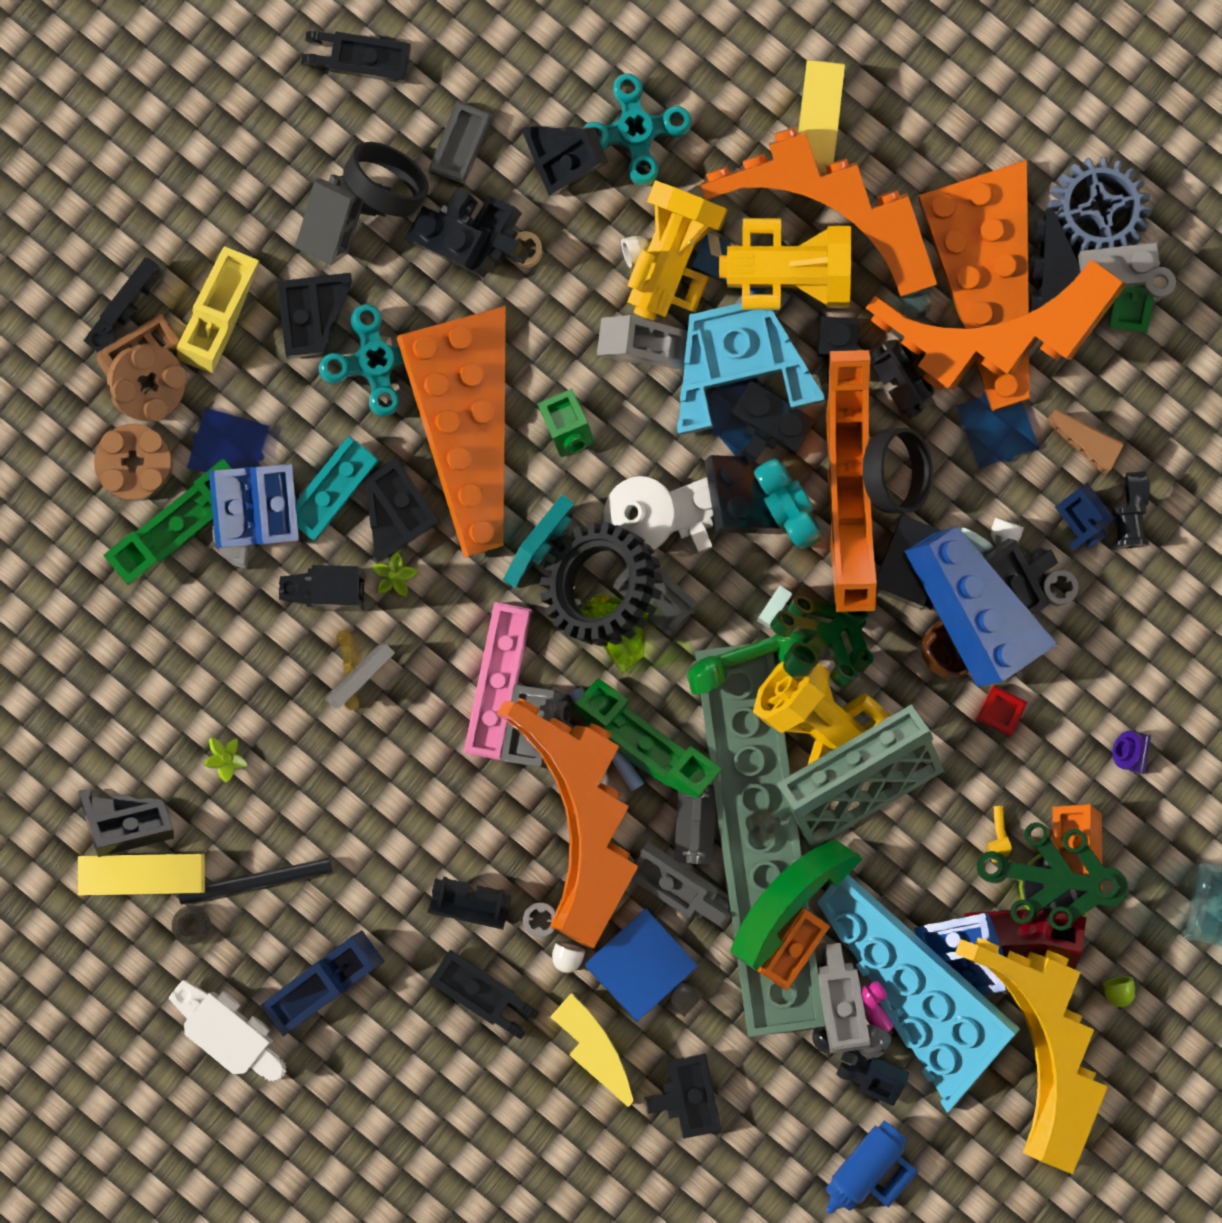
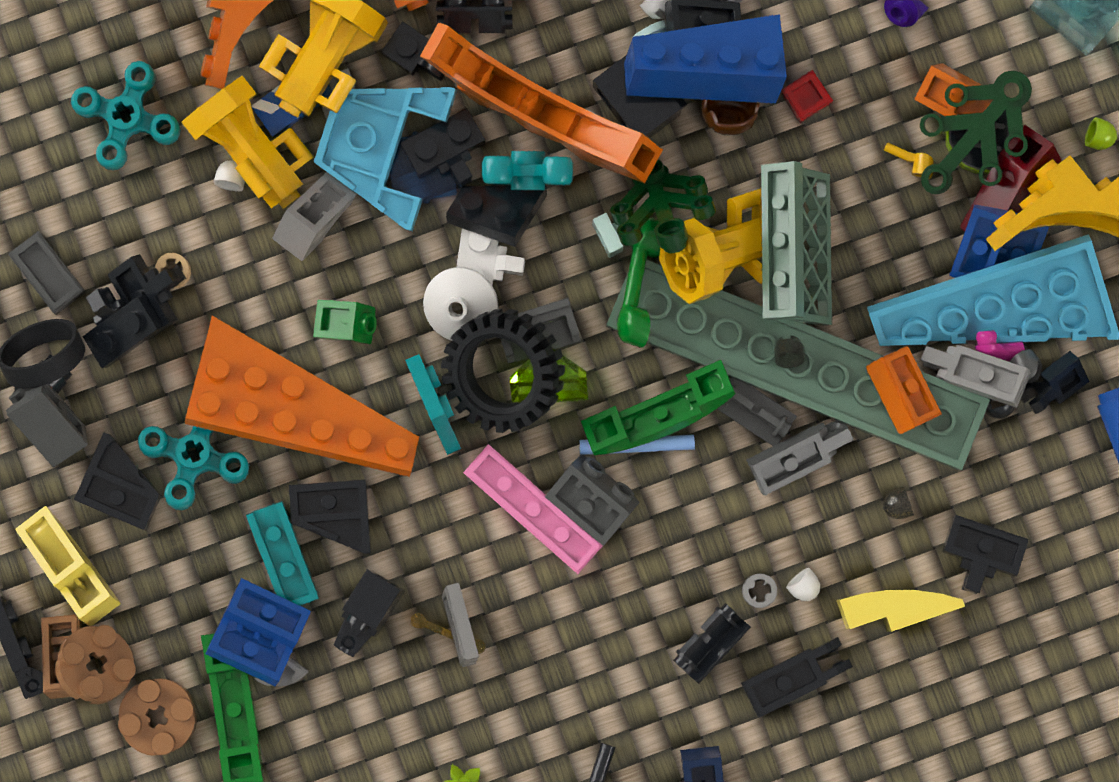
camera: 60 degrees left, 0 degrees up
(227, 438) = (184, 622): clear blue piece -> none
(394, 575) = (389, 546): lime plant -> none
(564, 154) = (111, 188): black wing -> none
(595, 872) = (744, 515): orange arch -> none
(641, 965) = (848, 527): blue slope -> none
(786, 896) = (863, 369): green slope -> none
(874, 470) = (562, 44): black tyre -> none

